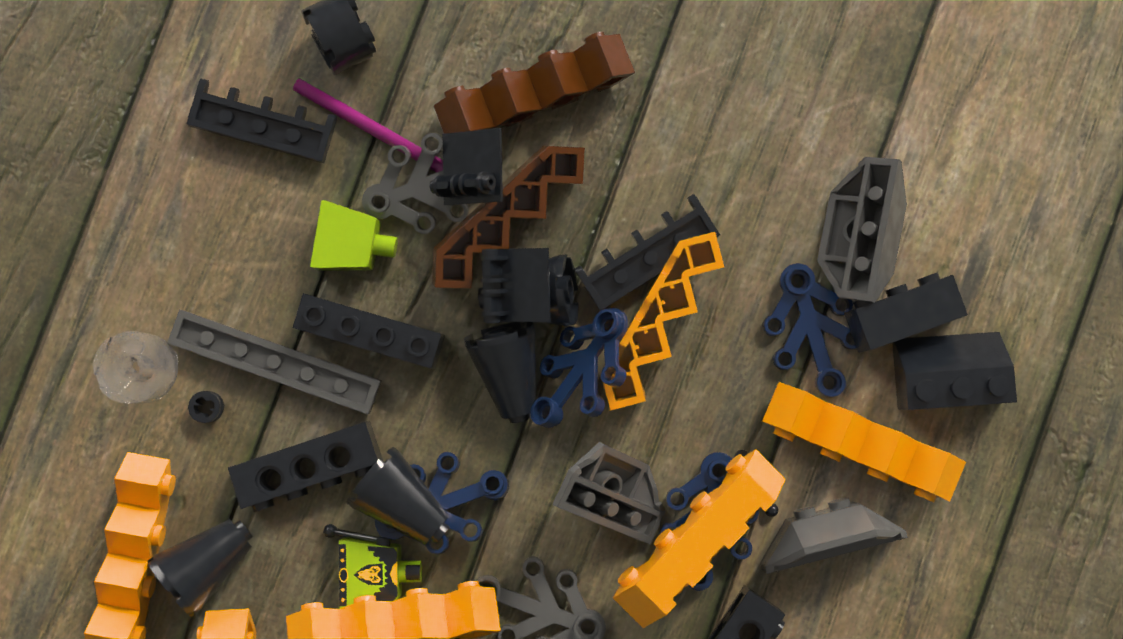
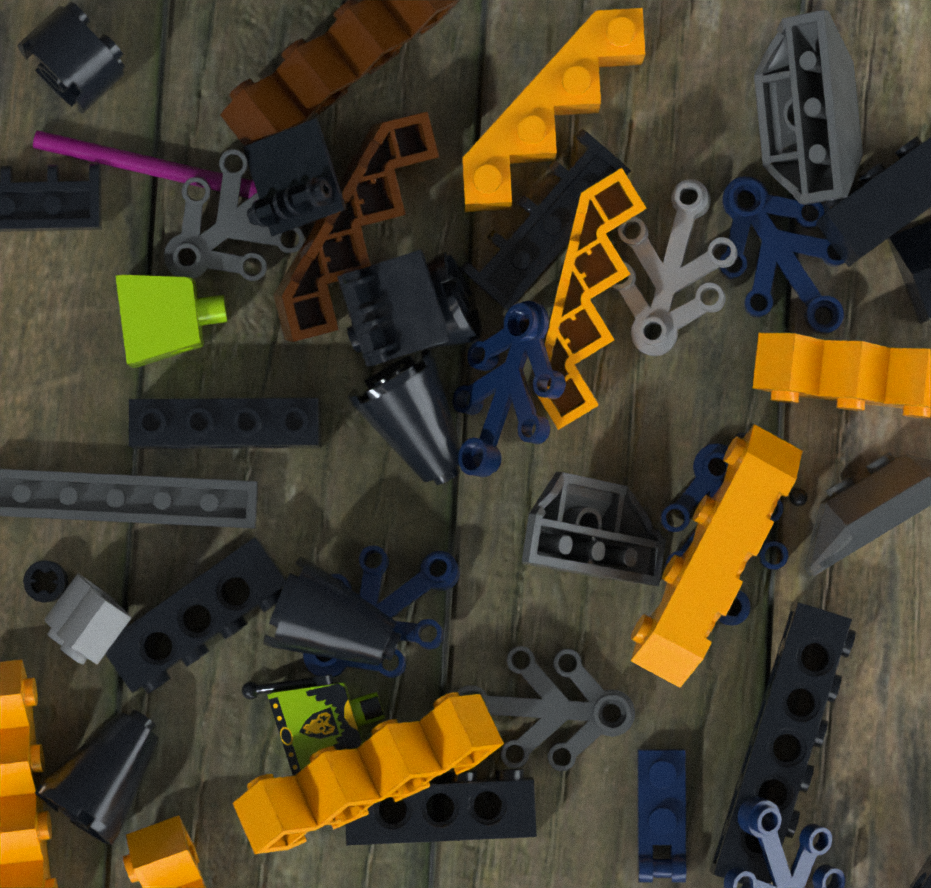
camera: 20 degrees left, 0 degrees up
(223, 446) = (86, 621): none -> light grey brick
(689, 160) = (562, 87): none -> light orange brick
(726, 320) = (670, 275): none -> light grey plant

